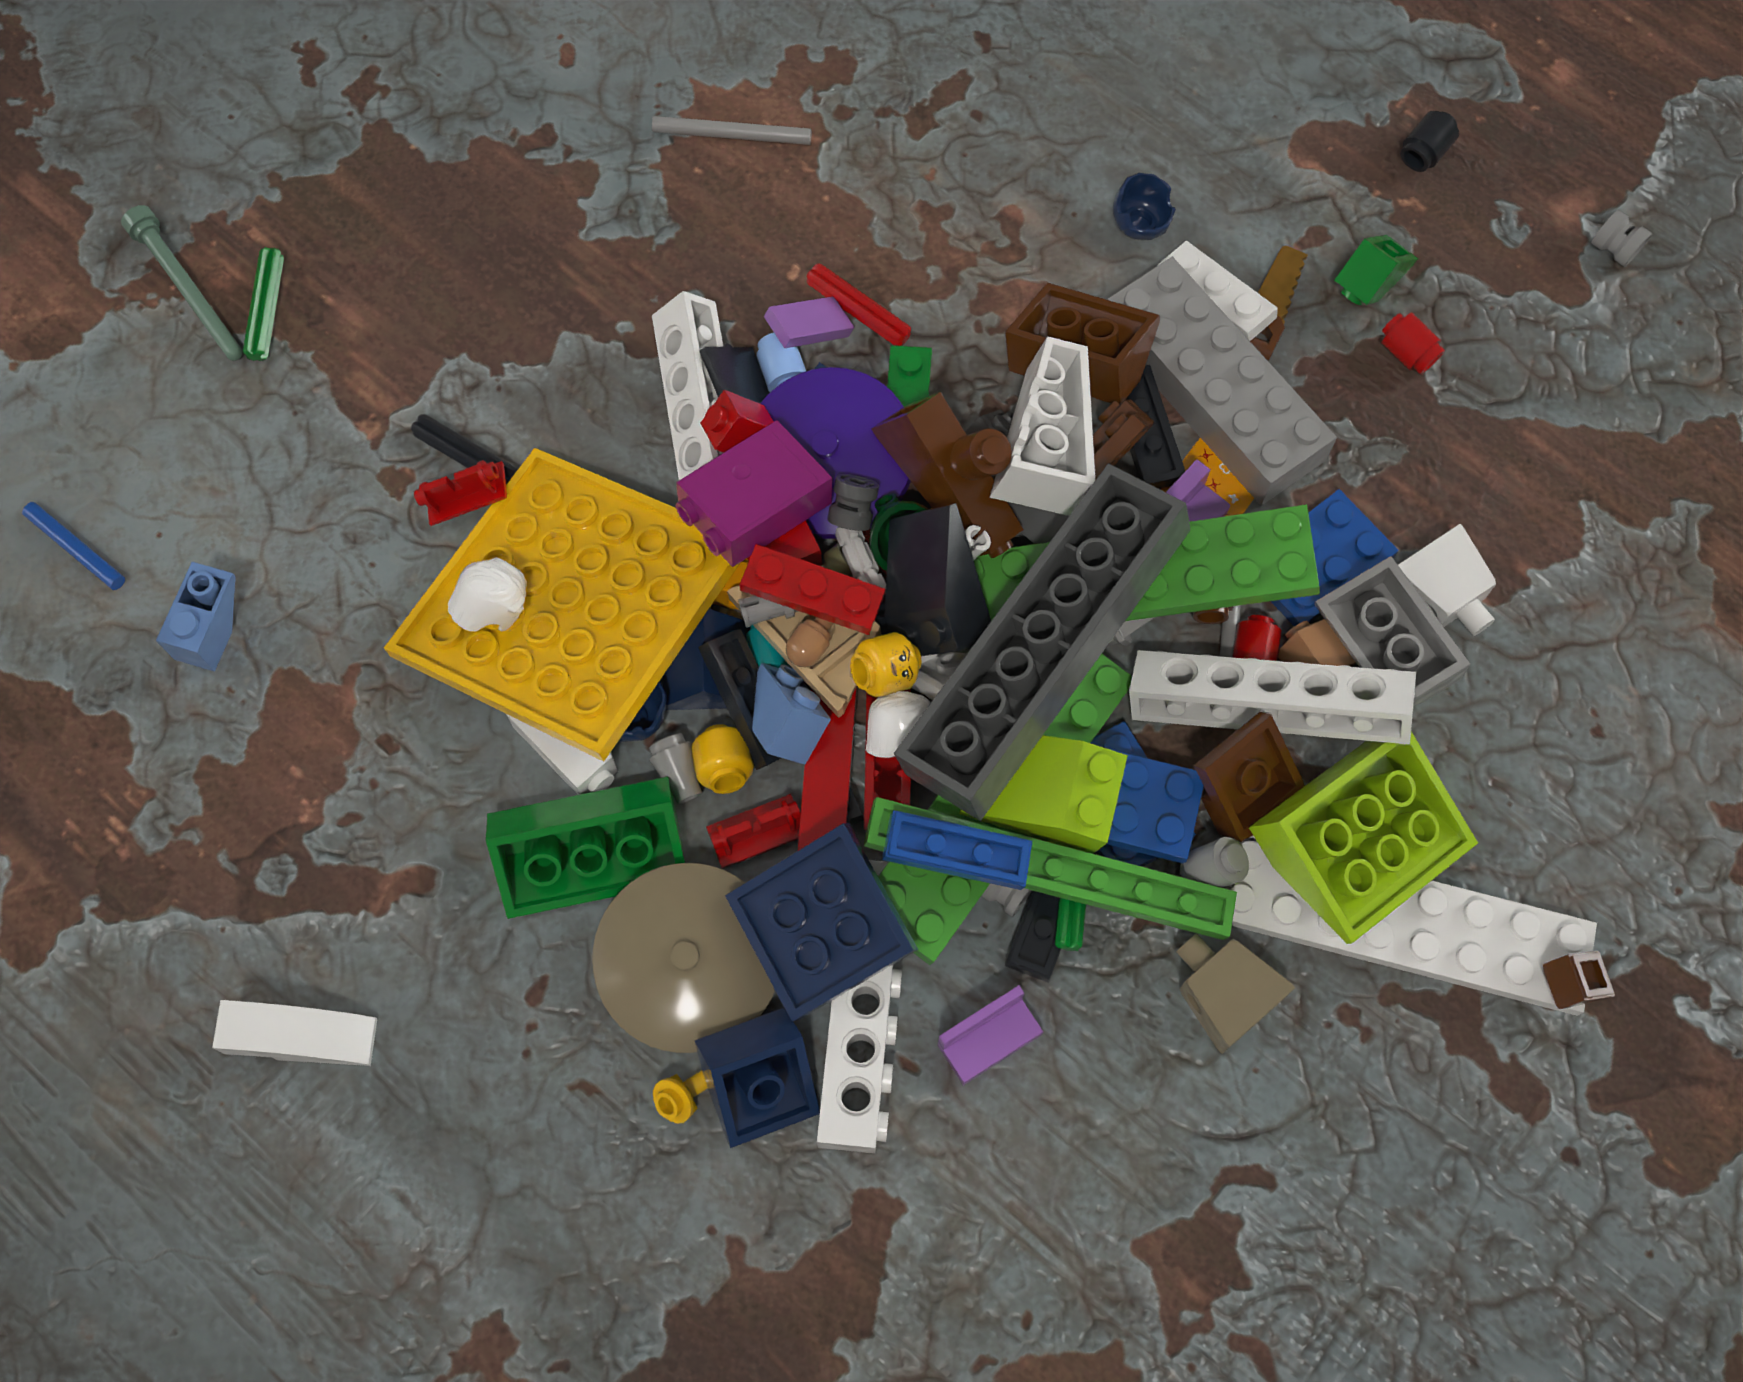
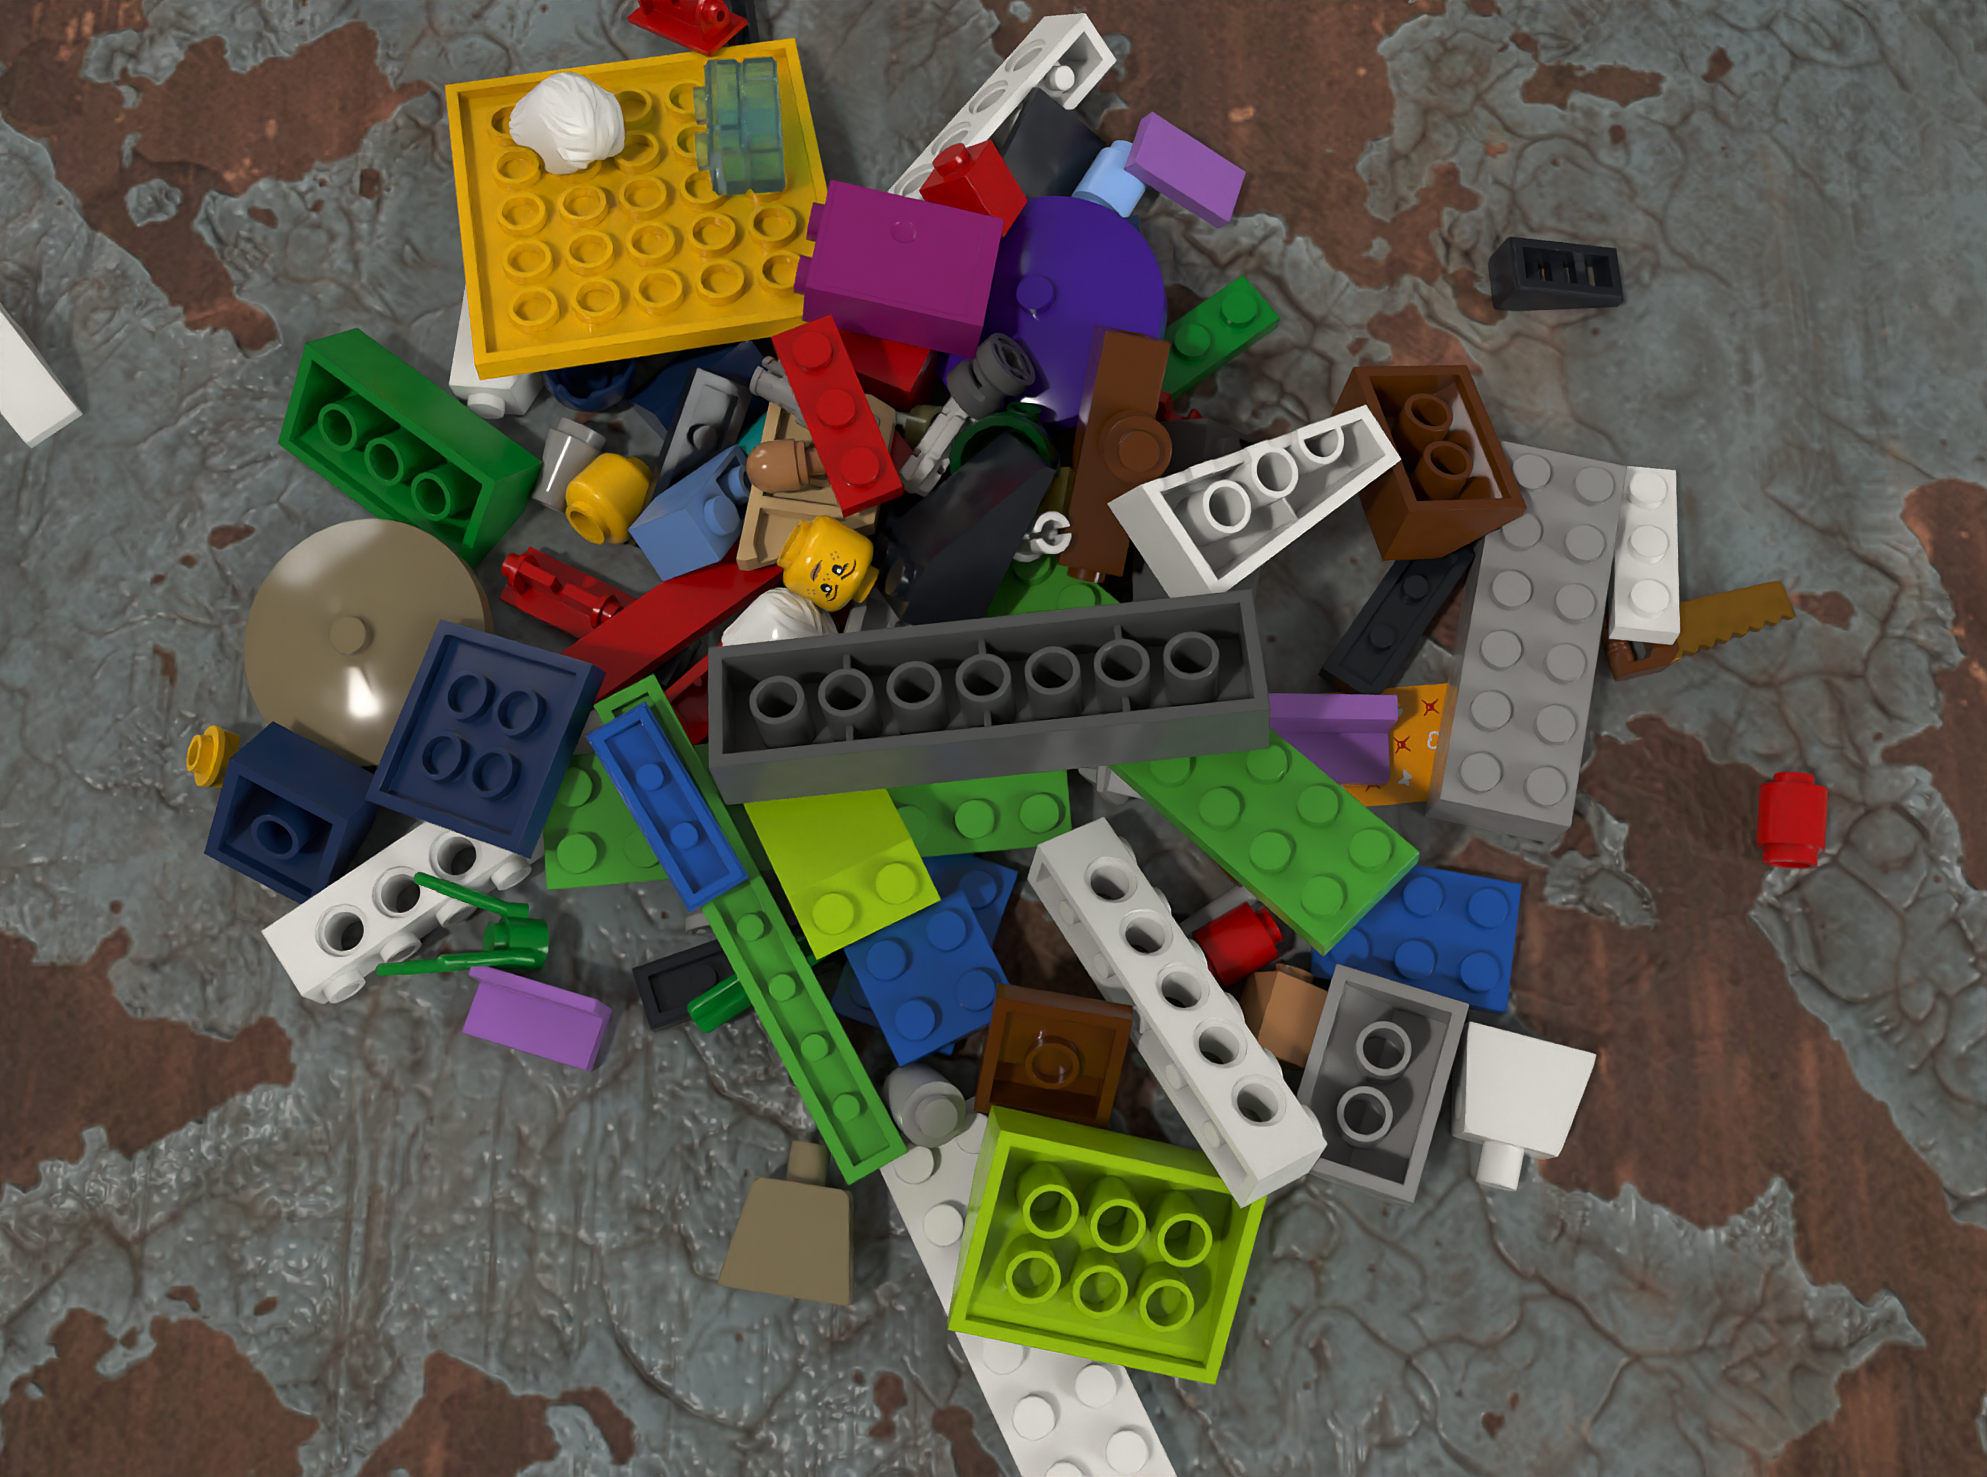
camera: 50 degrees right, 5 degrees up
(580, 508) = (742, 126): none -> clear light blue brick
(859, 305) = (1261, 205): red axle -> none
(936, 1016) = (507, 944): none -> green plant
(1020, 228) = (1518, 285): none -> black slope
(1120, 431) = (1326, 587): reddish brown plate -> none
(1143, 207) = (1669, 390): dark blue hair -> none
(1374, 269) = (1848, 703): green slope -> none

